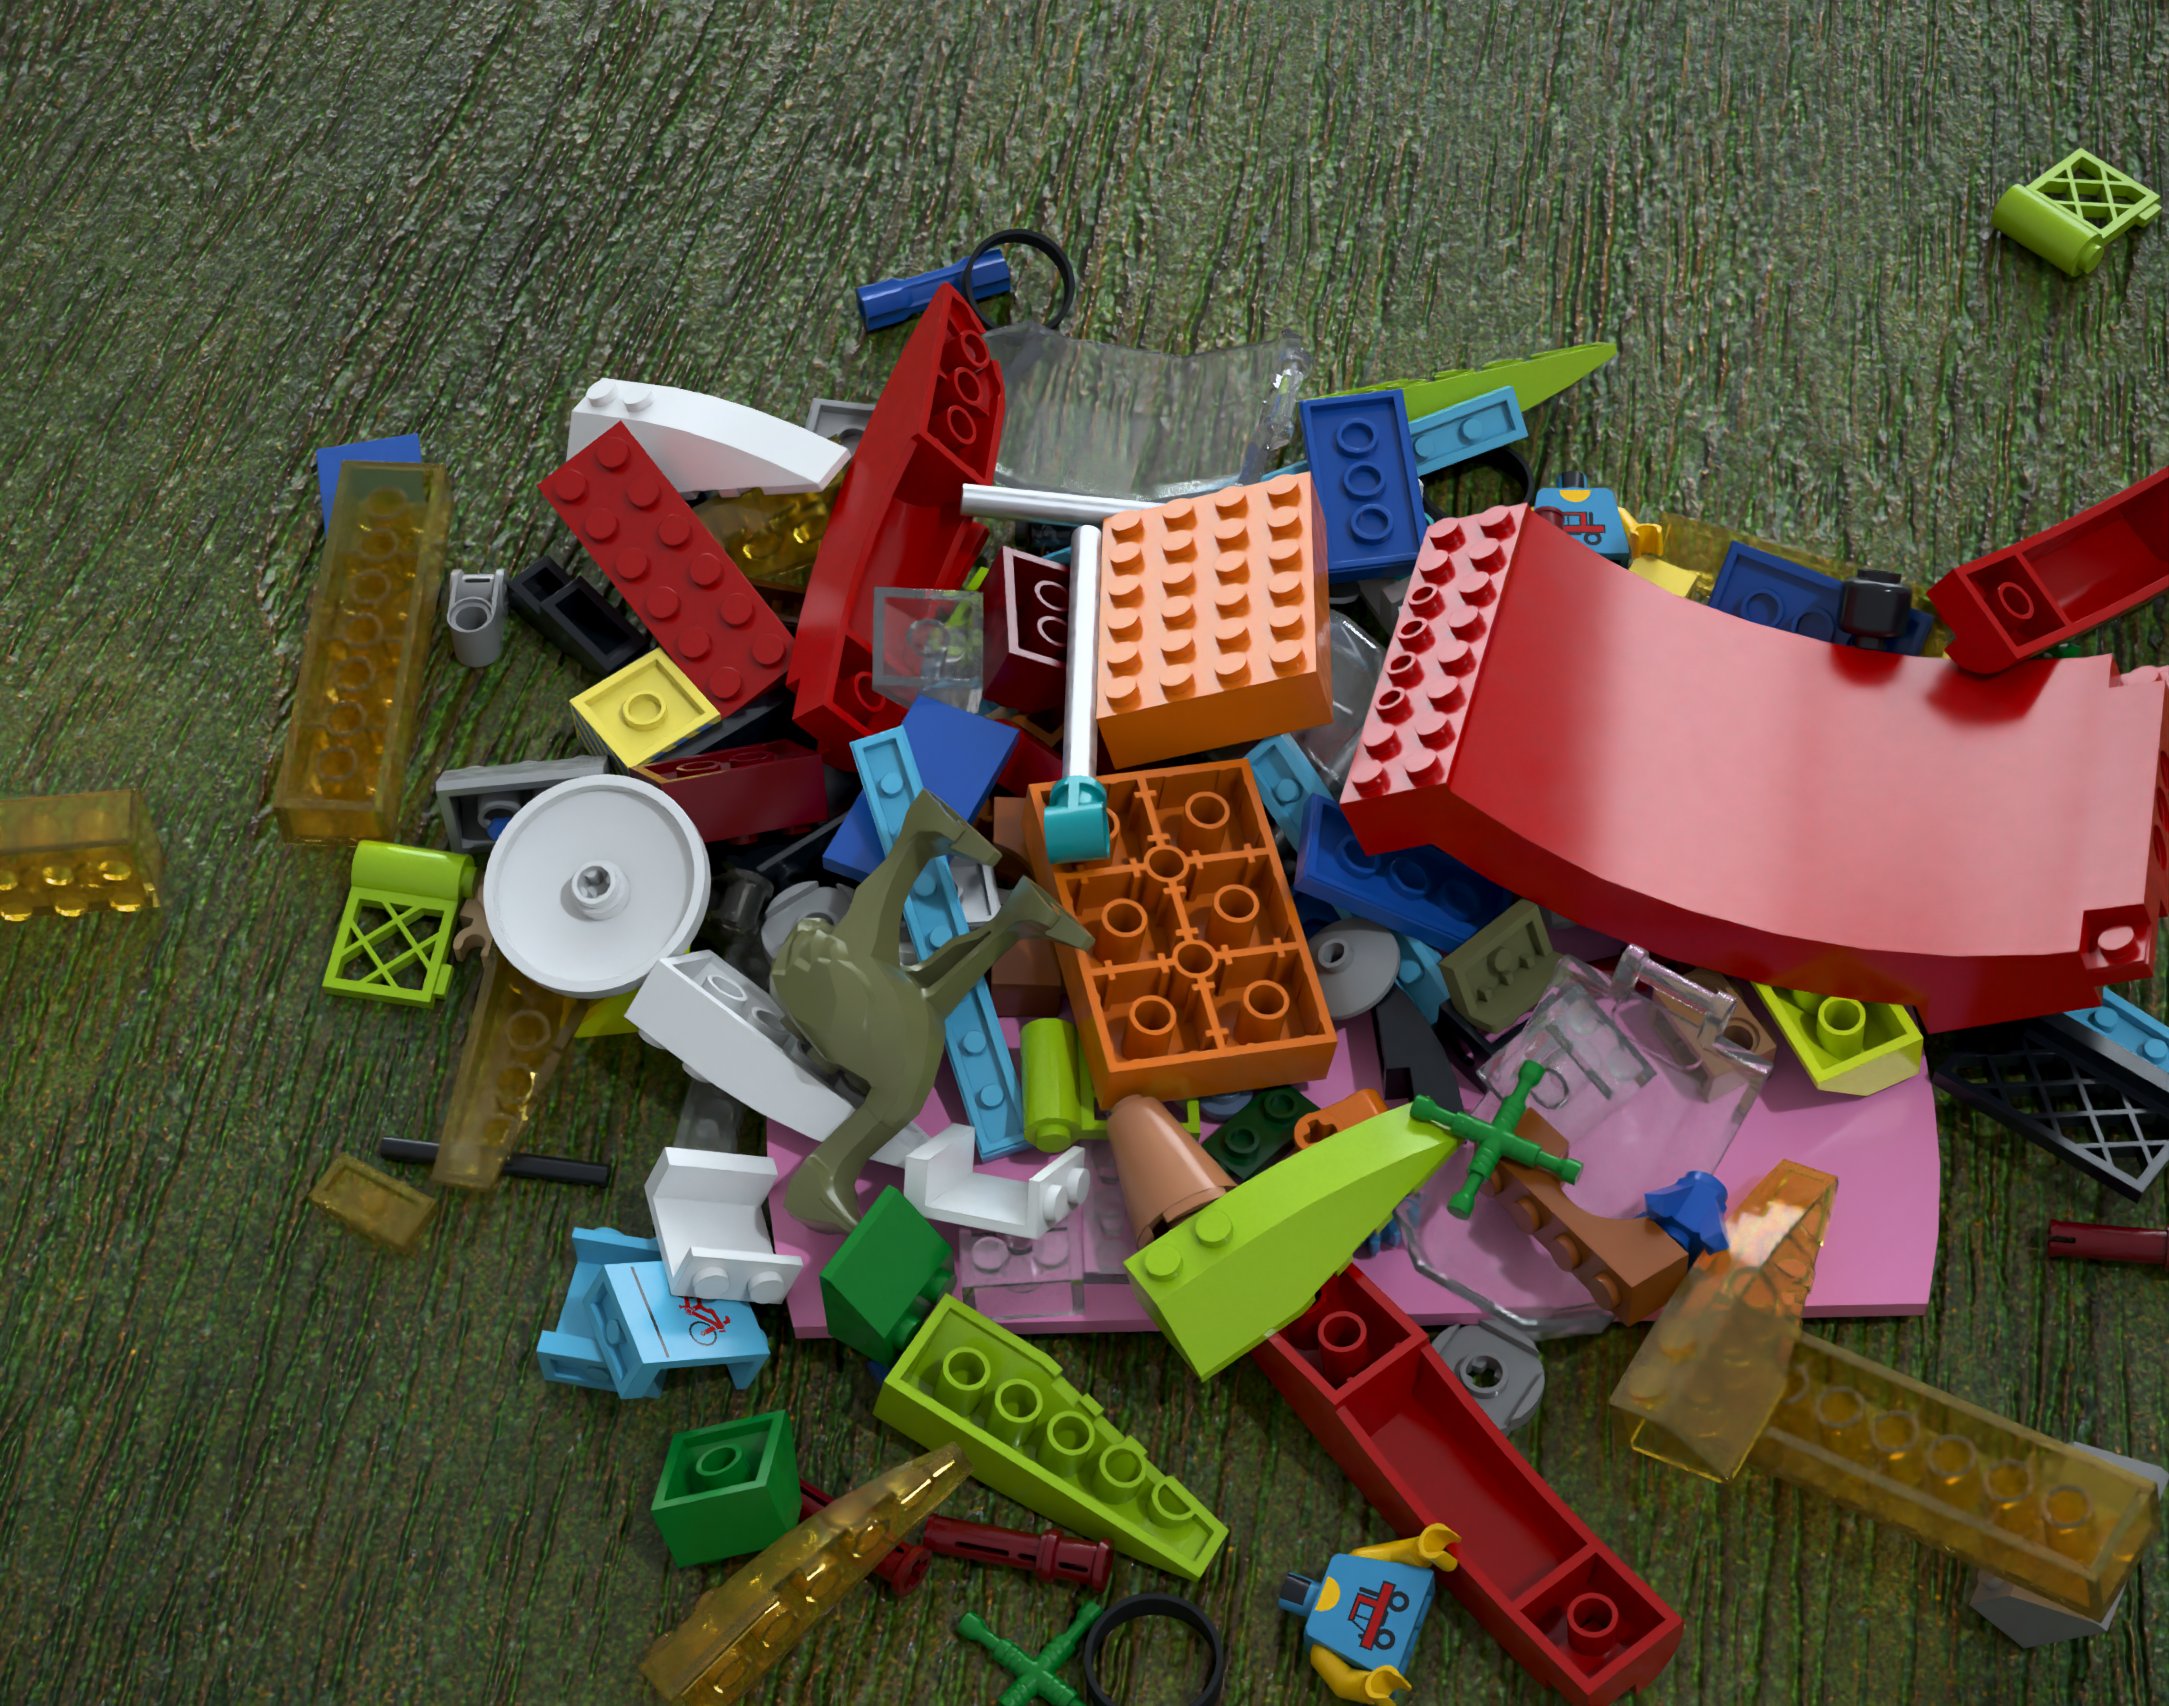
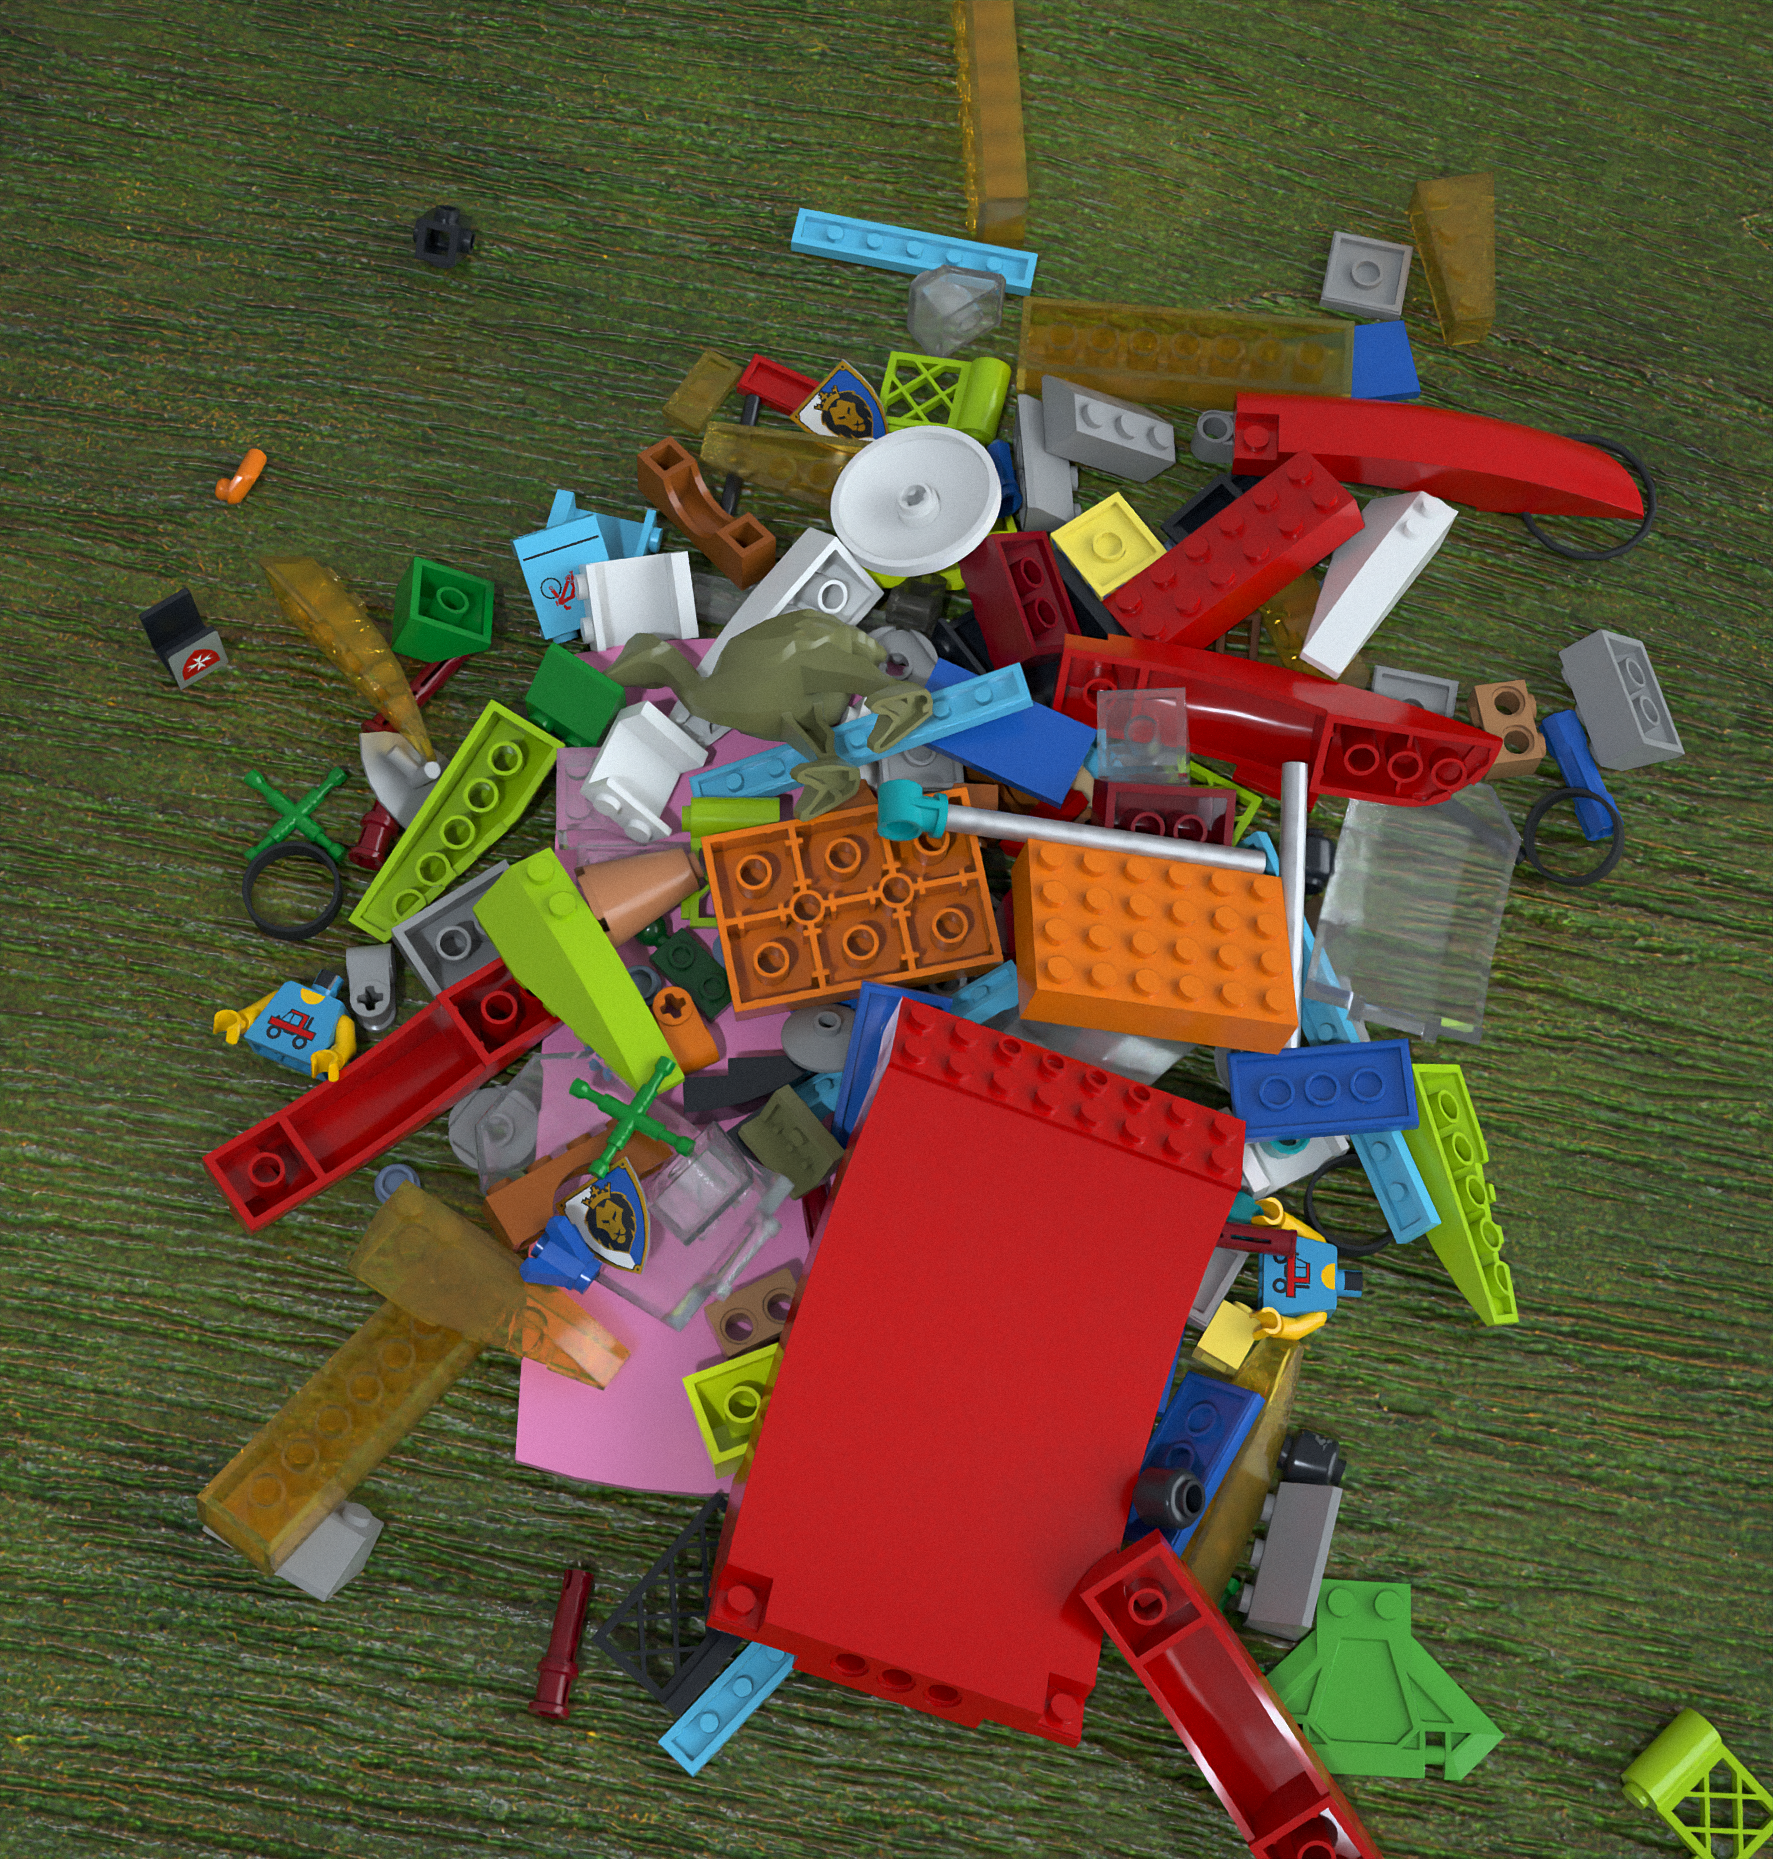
camera: 85 degrees right, 15 degrees up
(97, 1543) = (432, 242): none -> black brick
(169, 967) = (907, 249): none -> medium azure plate
(232, 389) = (1457, 250): none -> clear yellow wedge
(246, 490) = (1366, 276): none -> light grey tile
(278, 901) = (953, 307): none -> clear slope
(371, 1110) = (775, 384): none -> red tile
(425, 1020) = (843, 407): none -> shield
(472, 719) = (1105, 431): none -> light grey slope
(514, 423) = (1432, 451): none -> red slope
(533, 1212) = (675, 486): none -> dark orange arch
(564, 347) = (1652, 507): none -> black piece
(842, 255) = (1619, 701): none -> light grey slope
(866, 350) = (1514, 729): none -> medium nougat brick
(980, 1519) = (399, 773): none -> light grey shield
(1220, 1437) = (446, 938): none -> light grey slope
(1286, 1539) = (372, 980): none -> light grey piece
(1576, 1486) = (391, 1178): none -> sand blue plate
(1622, 1163) = (612, 1217): none -> shield
(1786, 516) = (1310, 1459): none -> black head
(1905, 517) = (1289, 1559): none -> light grey slope
(2015, 467) = (1374, 1691): none -> bright green plate

